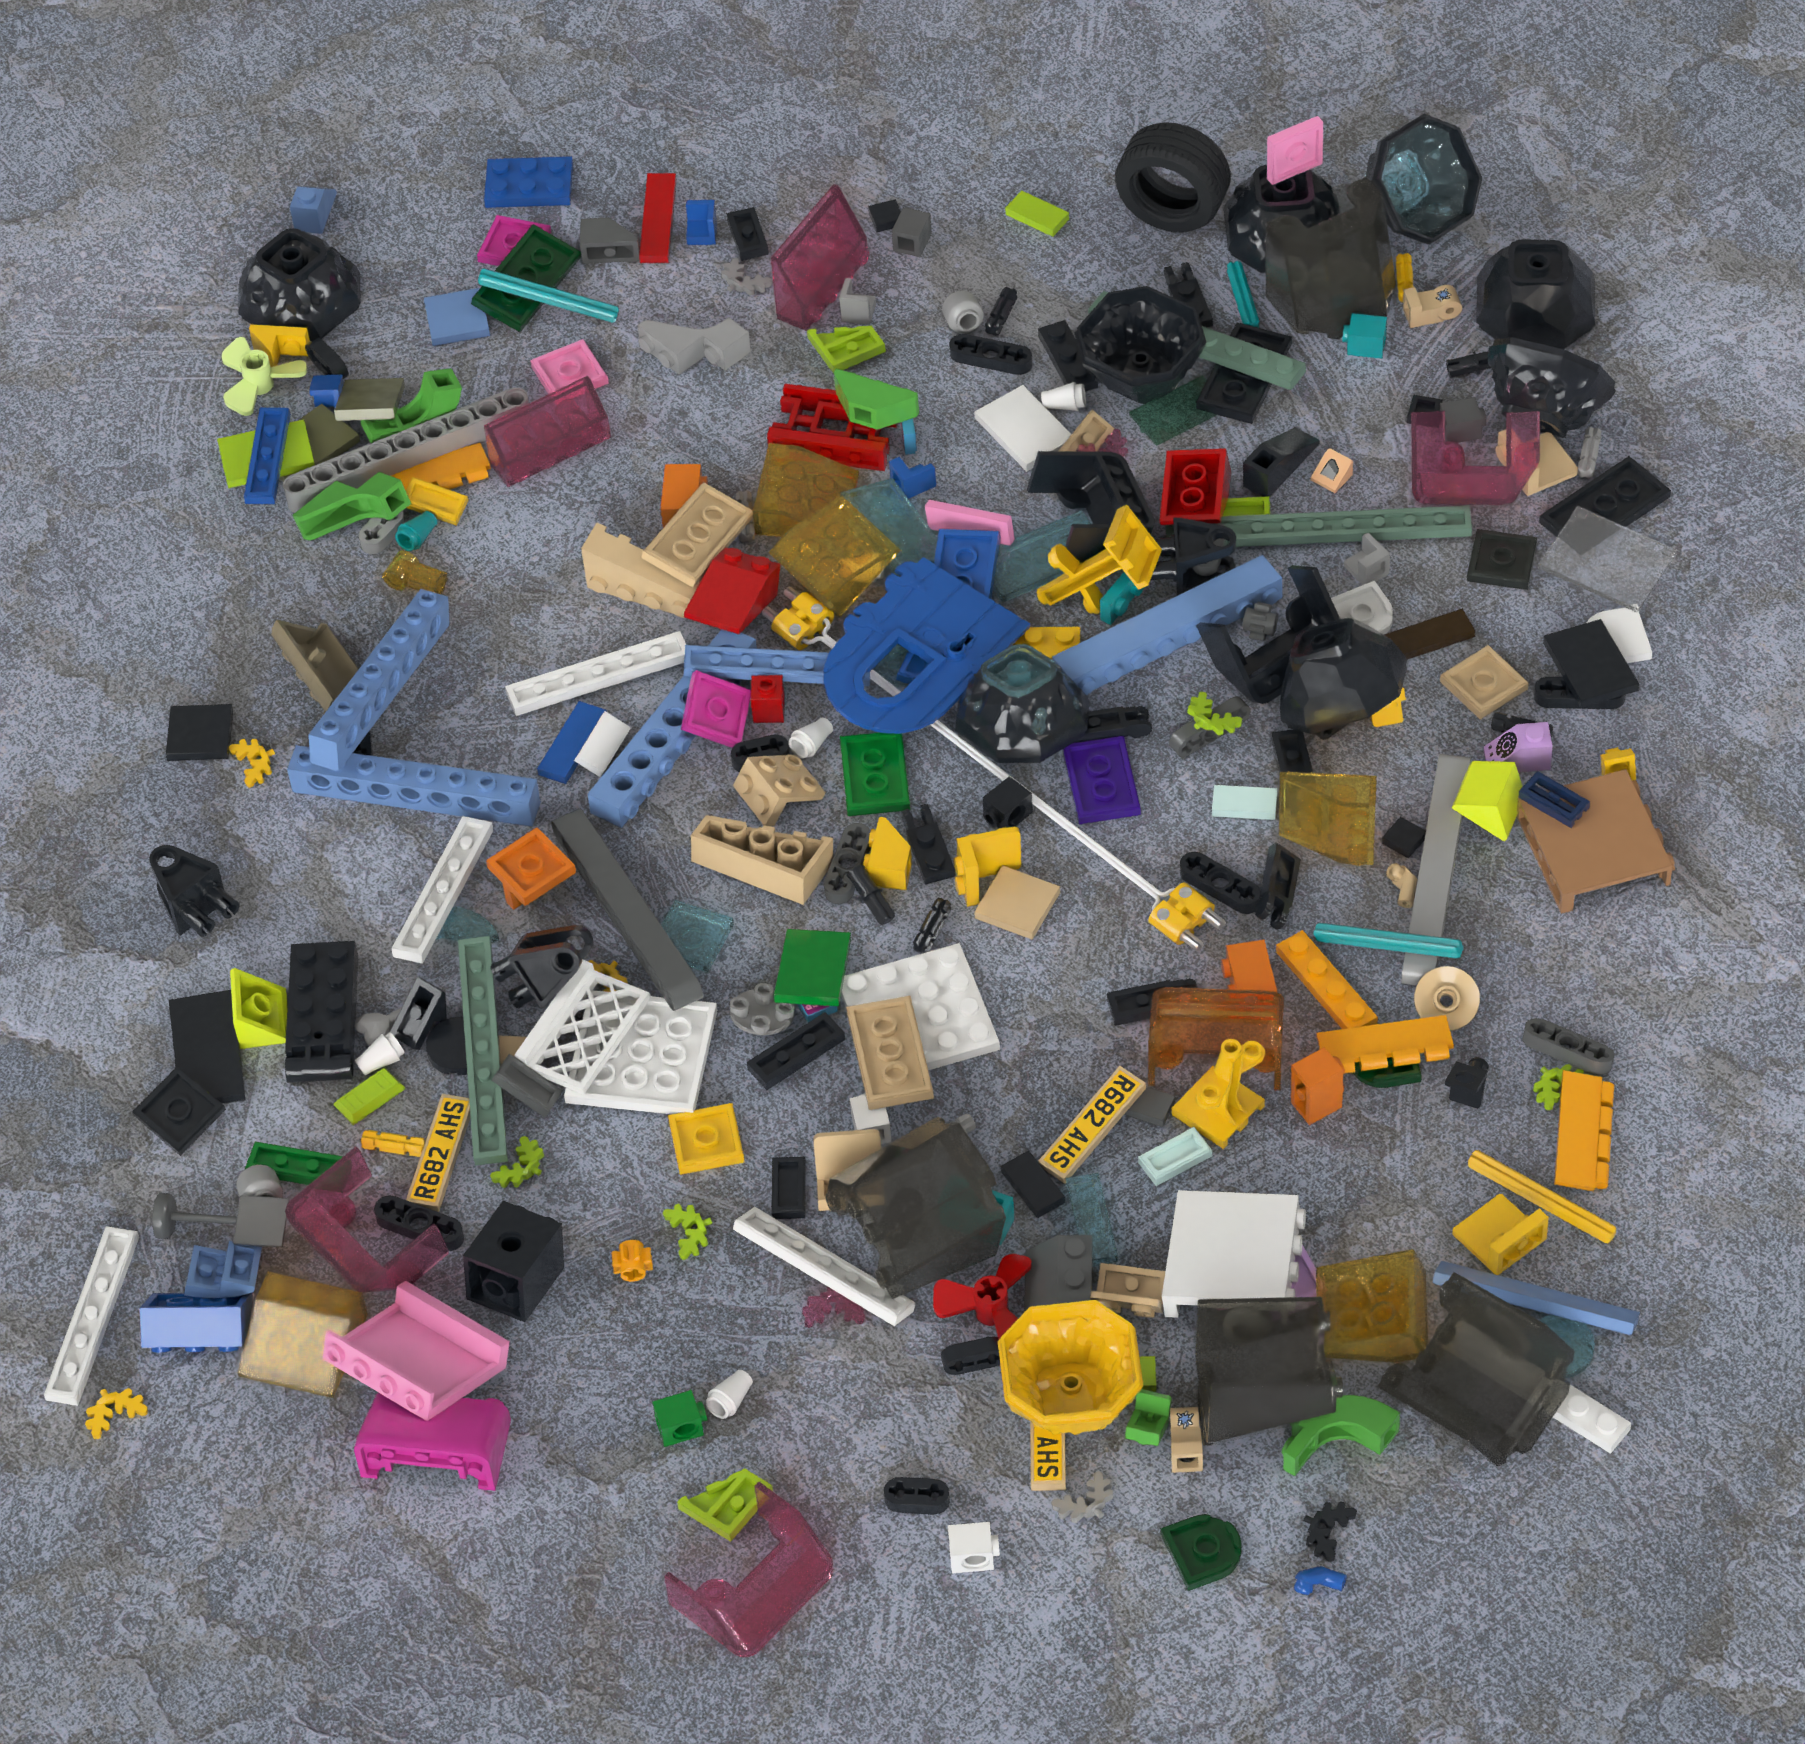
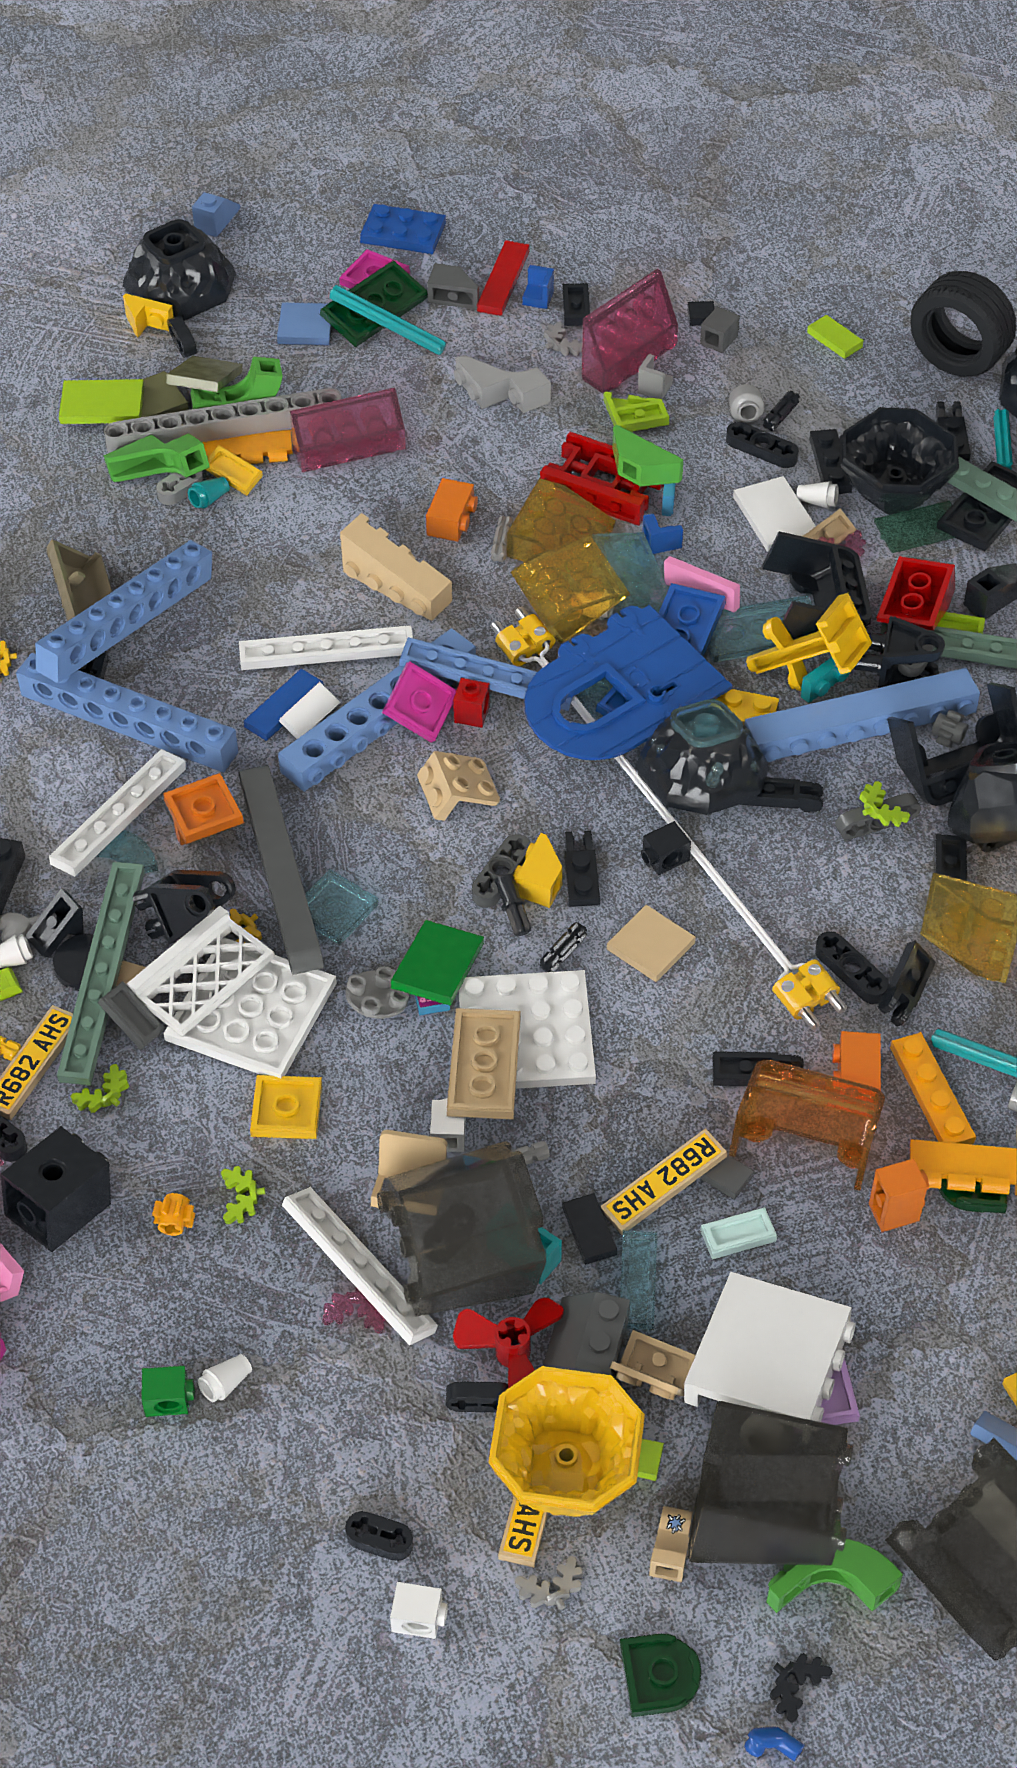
camera: 10 degrees right, 0 degrees up
(256, 375) = (117, 337): yellowish green piece -> none
(267, 456) = (99, 402): blue tile -> none
(326, 389) = (170, 357): blue panel -> none
(408, 572) = (188, 524): clear yellow piece -> none
(567, 366) = (388, 377): bright pink tile -> none
(697, 534) = (450, 543): tan tile -> none
(725, 1504) = (186, 1496): lime wing -> none
(734, 590) = (469, 599): red slope -> none
(758, 747) = (451, 744): black beam -> none
(762, 857) = (421, 847): tan wedge -> none
(770, 1594) = (197, 1608): clear pink windscreen -> none
(788, 1187) = (350, 1175): black tile -> none
(795, 1051) = (397, 1040): black plate -> none
(809, 738) = (498, 747): white cone -> none
(874, 773) = (551, 792): green tile -> none
(983, 856) = (629, 892): yellow bracket -> none
(1101, 780) = (762, 844): dark purple tile -> none
(1149, 1418) = (639, 1512): bright green bracket -> none
(1218, 1100) = (796, 1187): yellow piece -> none
(1244, 802) = (894, 895): light aqua tile -> none
(1375, 1307) = (903, 1448): clear yellow slope -> none

